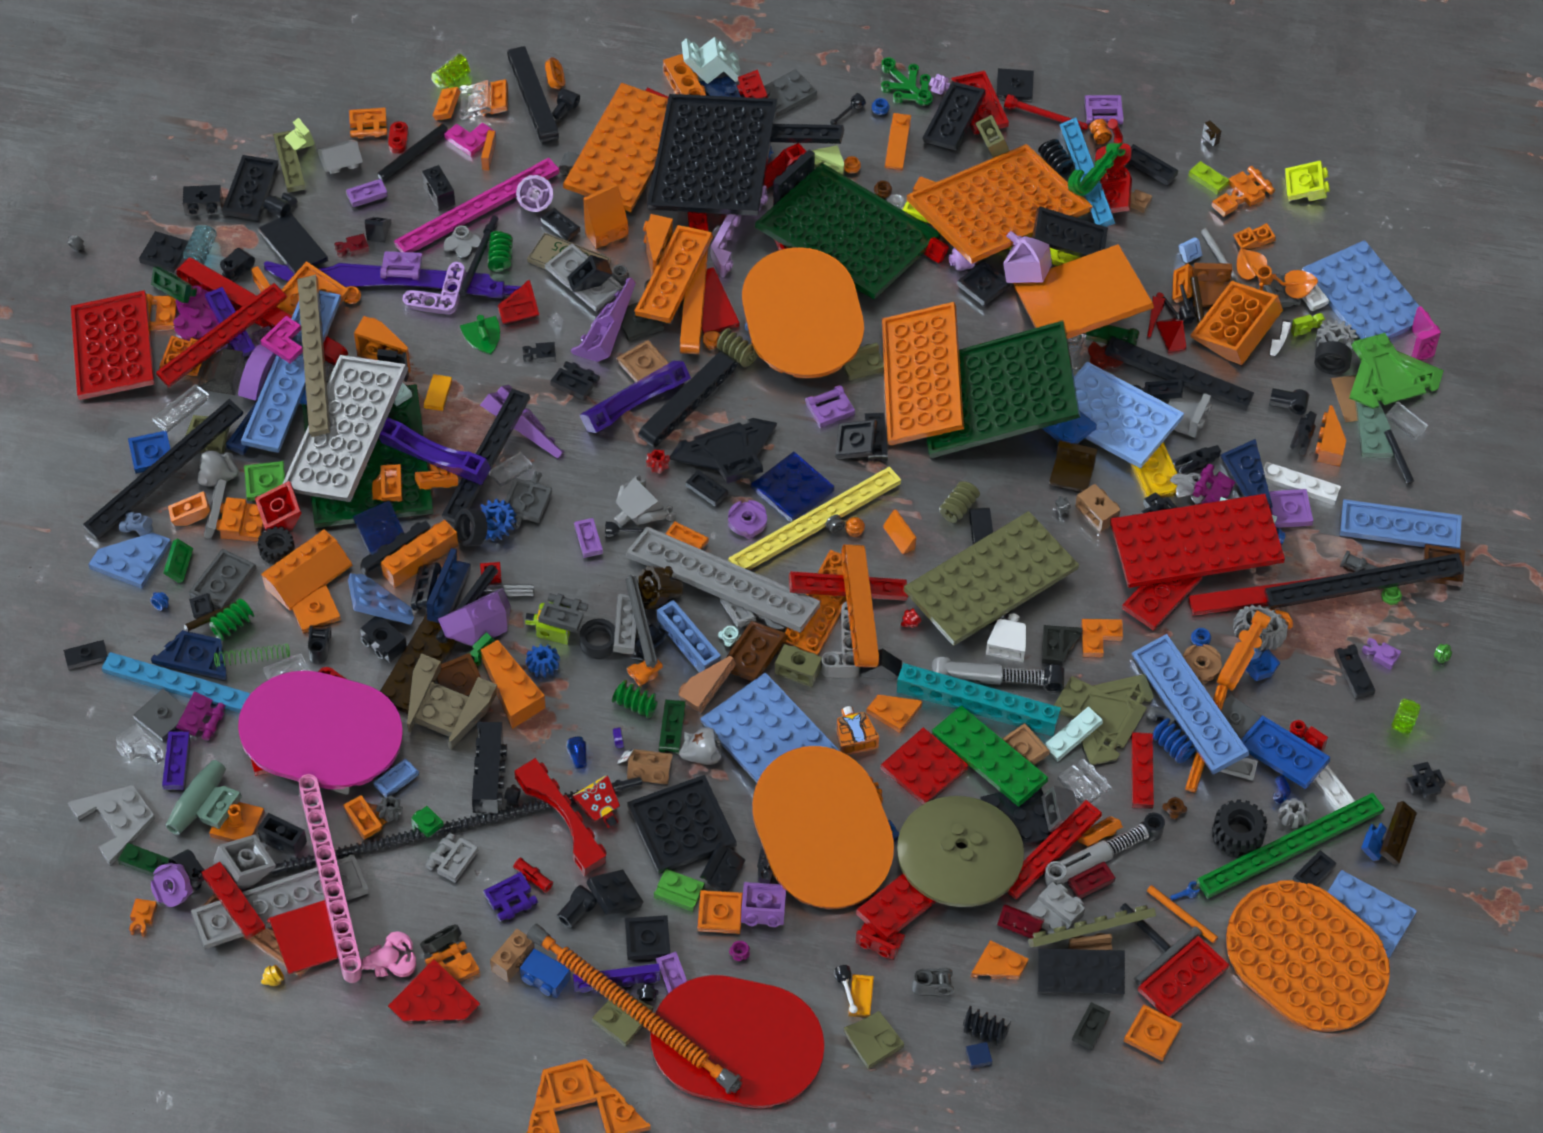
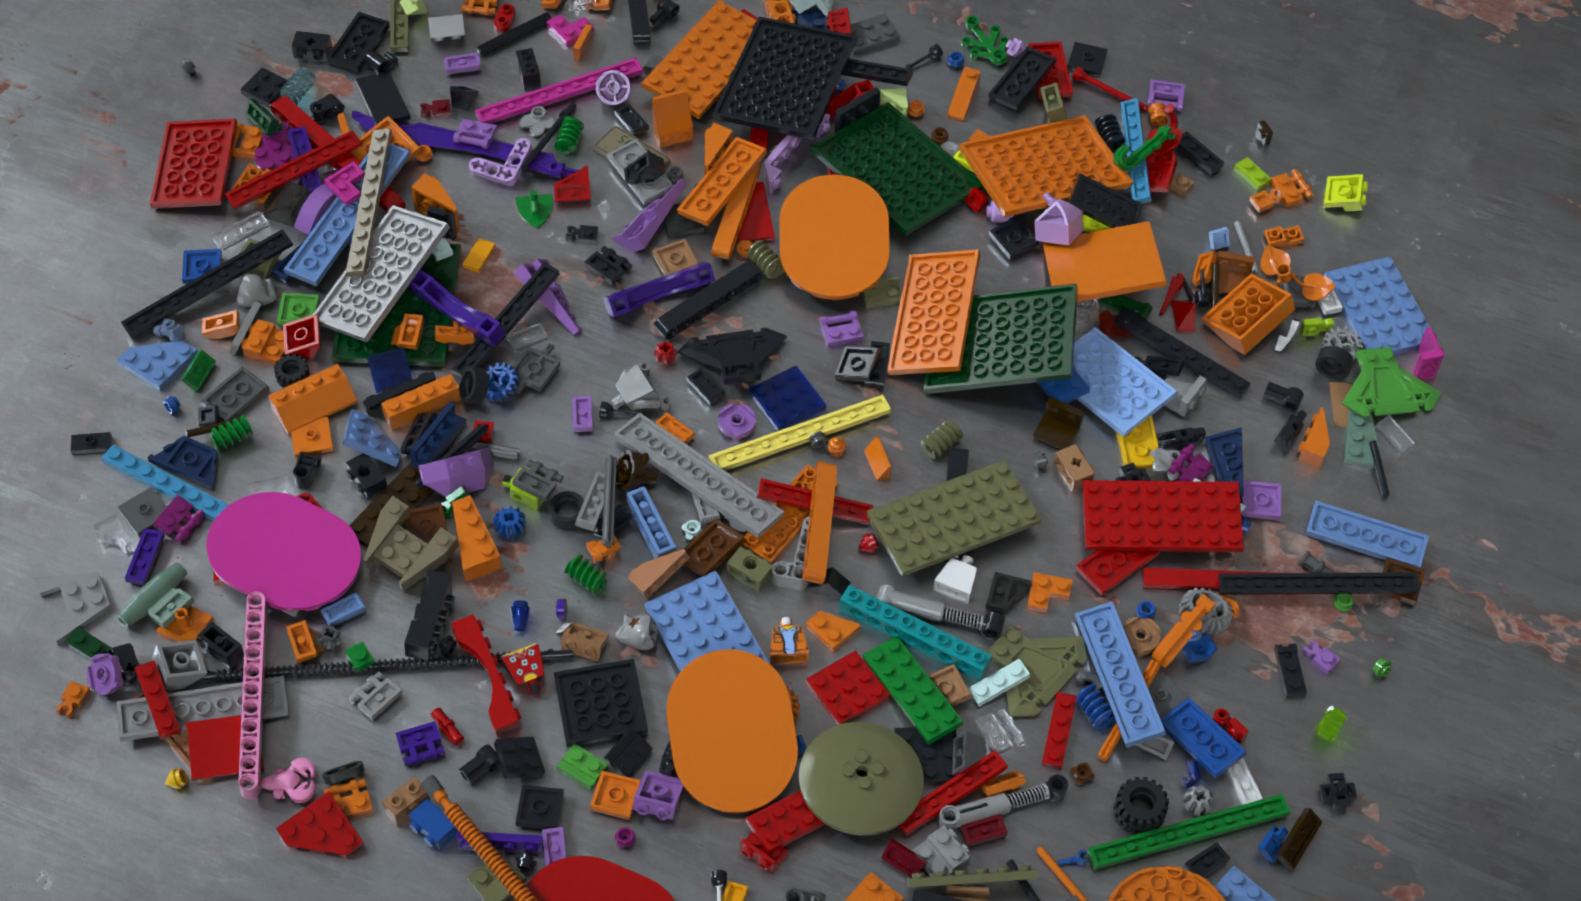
camera: 10 degrees right, 0 degrees up
(288, 655) = (275, 469): bright green piece -> none
(672, 725) = (615, 606): dark green plate -> none
(1294, 480) = (1270, 473): white plate -> none

